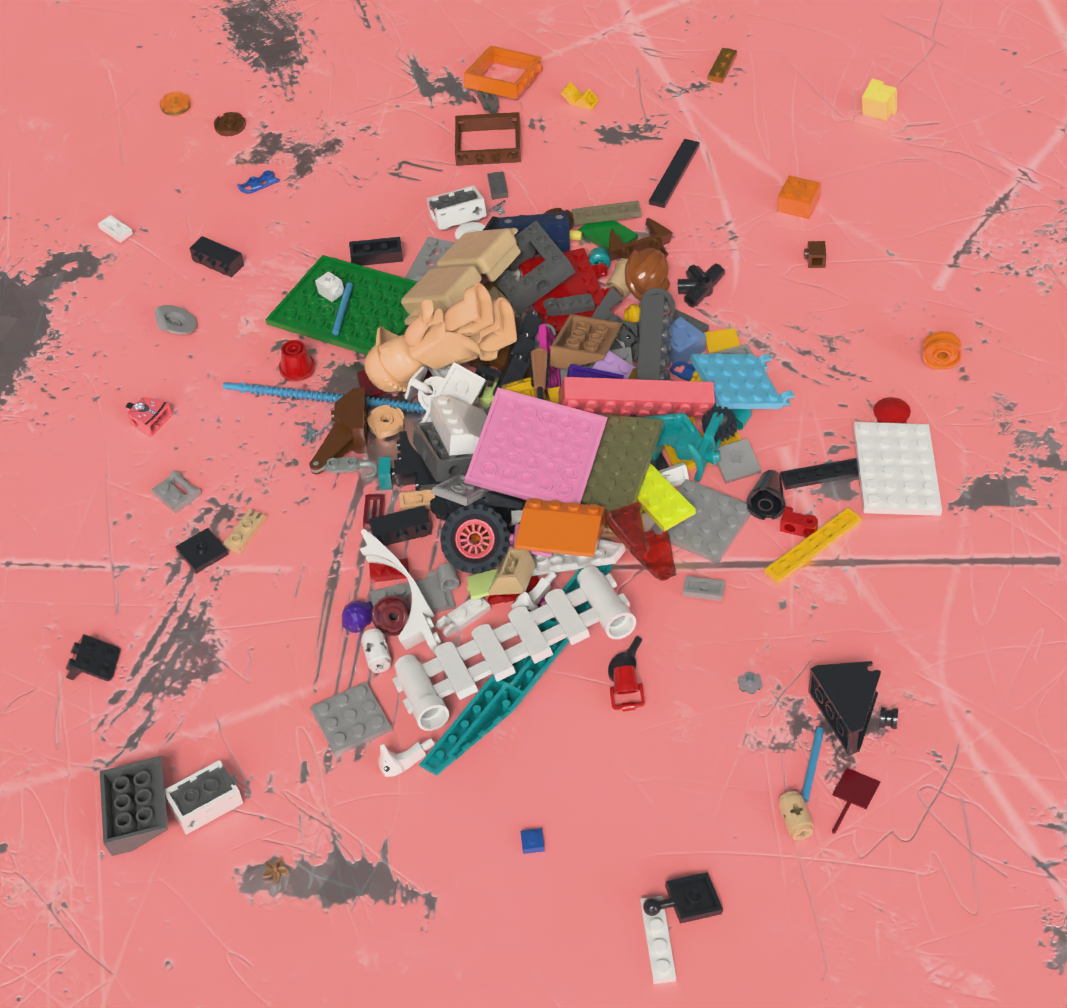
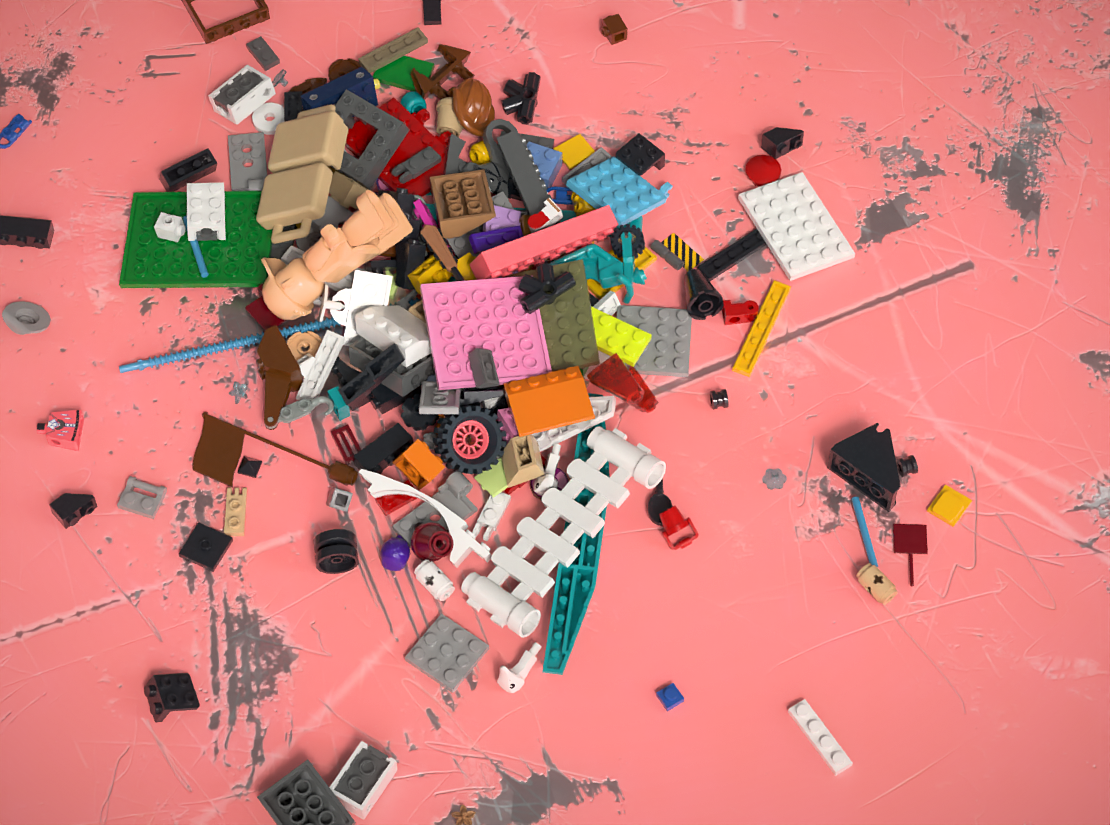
camera: 30 degrees left, 10 degrees up
(113, 478) = (72, 507): none -> black slope
(269, 474) = (223, 445): none -> reddish brown flag
(280, 500) = (250, 467): none -> black slope
(295, 361) = (180, 320): red piece -> none
(302, 591) = (335, 551): none -> black wheel
(338, 552) = (339, 499): none -> flat silver slope
(364, 282) = (206, 211): none -> white piece
(372, 431) = (305, 364): none -> white slope
(387, 435) = (322, 366): none -> white plate
(415, 499) = (385, 417): light nougat hinge -> none
(419, 544) = (419, 464): none -> orange brick
(422, 449) = (369, 379): none -> black slope
(515, 477) = (483, 368): none -> dark grey slope
(603, 427) = (544, 282): none -> black piece
(648, 371) = (546, 217): none -> leg
(690, 897) = (830, 690): black plate -> none
(704, 588) = (690, 406): light grey plate -> none
(734, 591) = (719, 399): none -> wheel
(737, 461) = (657, 270): light grey plate -> none
(759, 454) = (665, 253): none -> dark grey piece
(773, 455) = (683, 251): none -> sticker
(779, 359) = (641, 155): none -> black bracket
(914, 772) = (949, 505): none -> yellow piece
(922, 391) = (781, 141): none -> black slope
(942, 350) = (781, 94): orange wheel -> none

